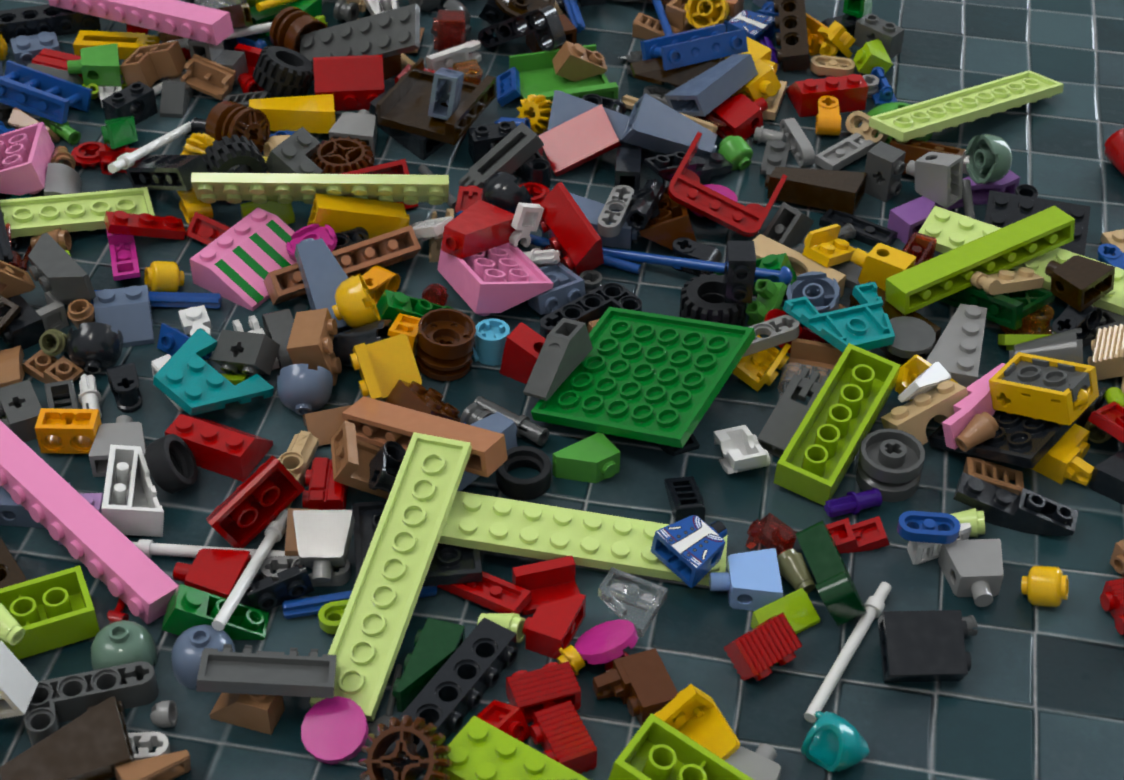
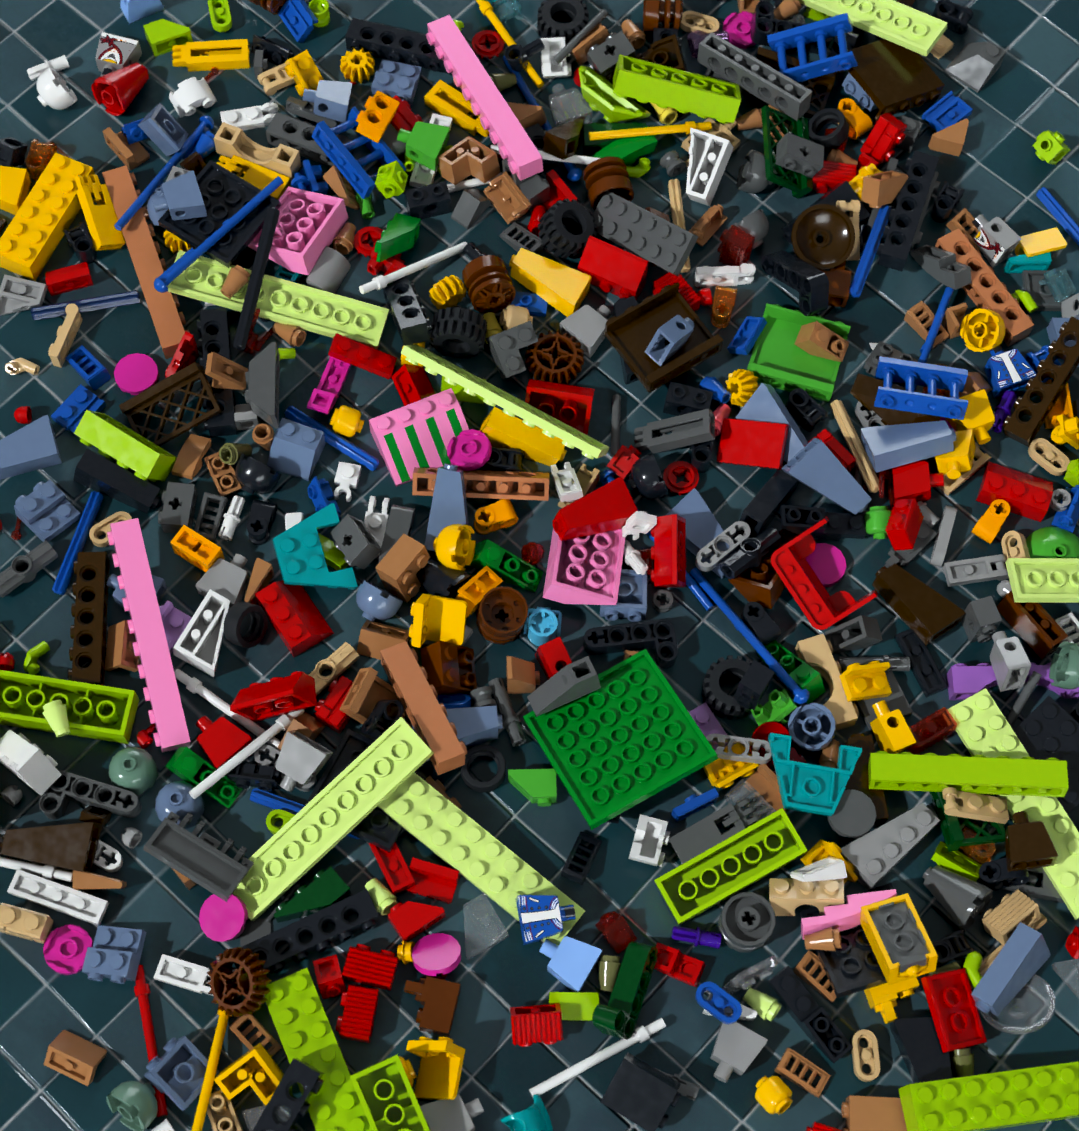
camera: 30 degrees right, 25 degrees up
(35, 549) = (120, 648): none -> medium nougat panel
(37, 56) = (377, 116): none -> light orange brick
(78, 89) = (391, 179): none -> lime brick
(156, 421) = (260, 578): none -> medium nougat slope
(501, 382) = (521, 676): none -> medium nougat slope
(758, 404) = (694, 804): none -> blue plate
(759, 139) = (904, 524): none -> red brick
(937, 495) = (747, 977): none -> clear wing
(1038, 552) = (799, 1059): none -> medium nougat slope
(1096, 515) = (865, 1056): none -> tan plate

